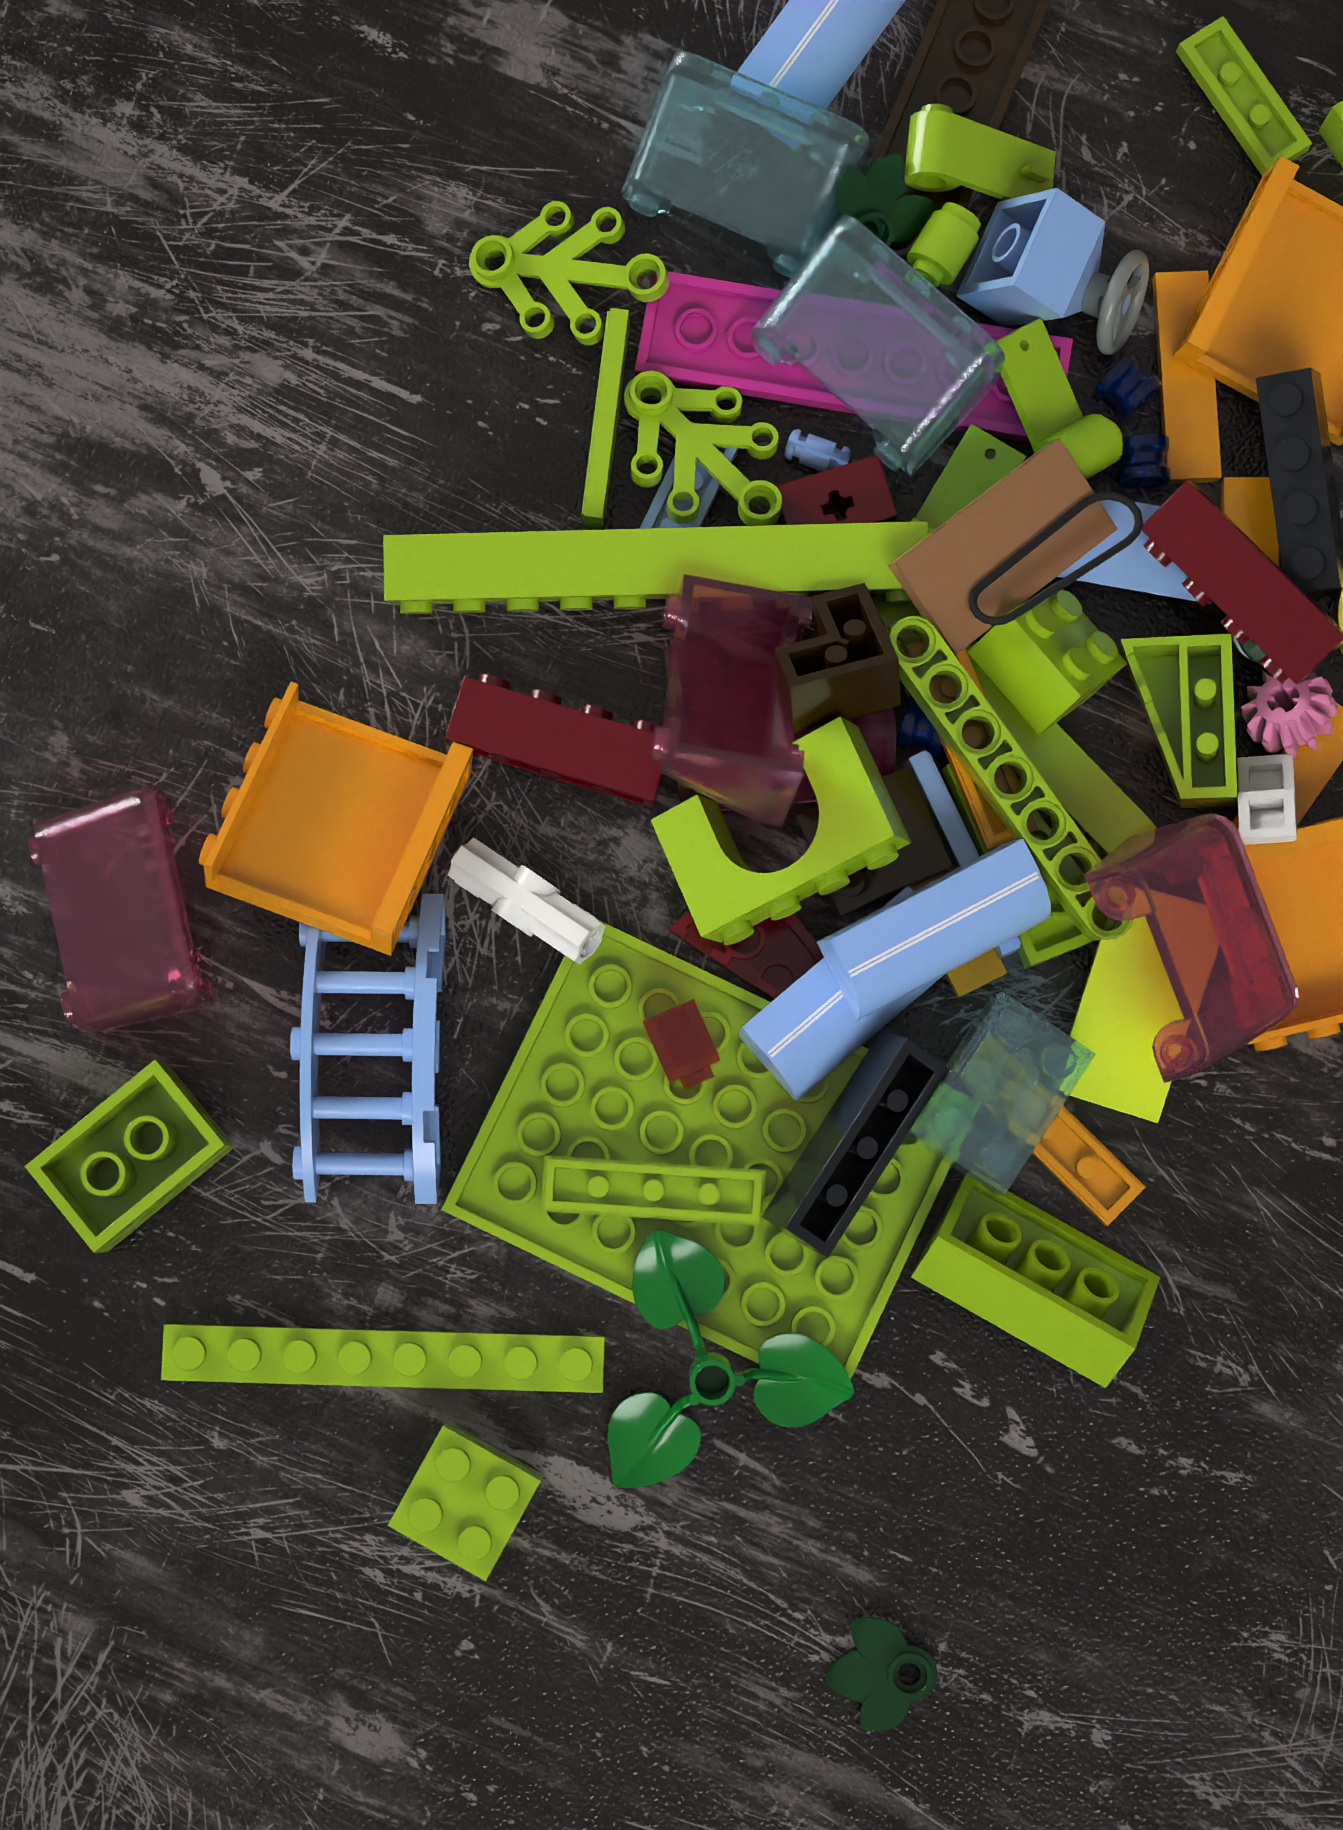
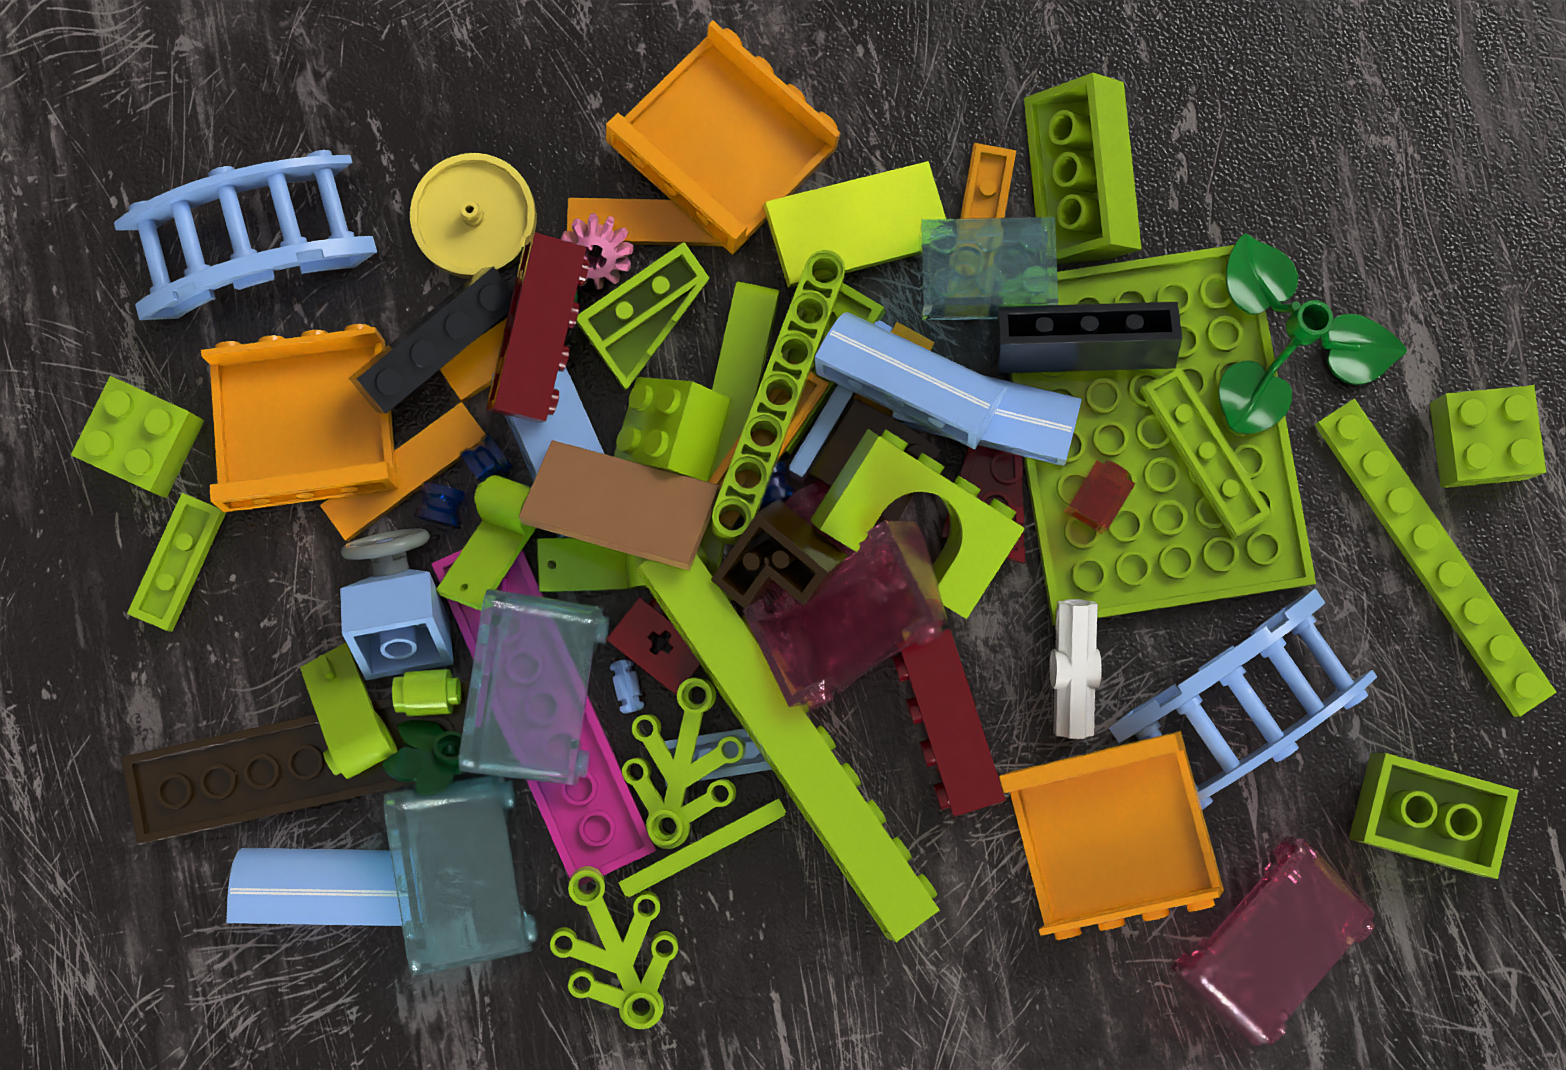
camera: 125 degrees left, 0 degrees up
(872, 1673) = (1402, 111): dark green plate -> none
(1068, 579) = (558, 421): black piece -> none
(1209, 932) = (788, 198): clear pink windscreen -> none
(1266, 799) = (671, 223): white slope -> none

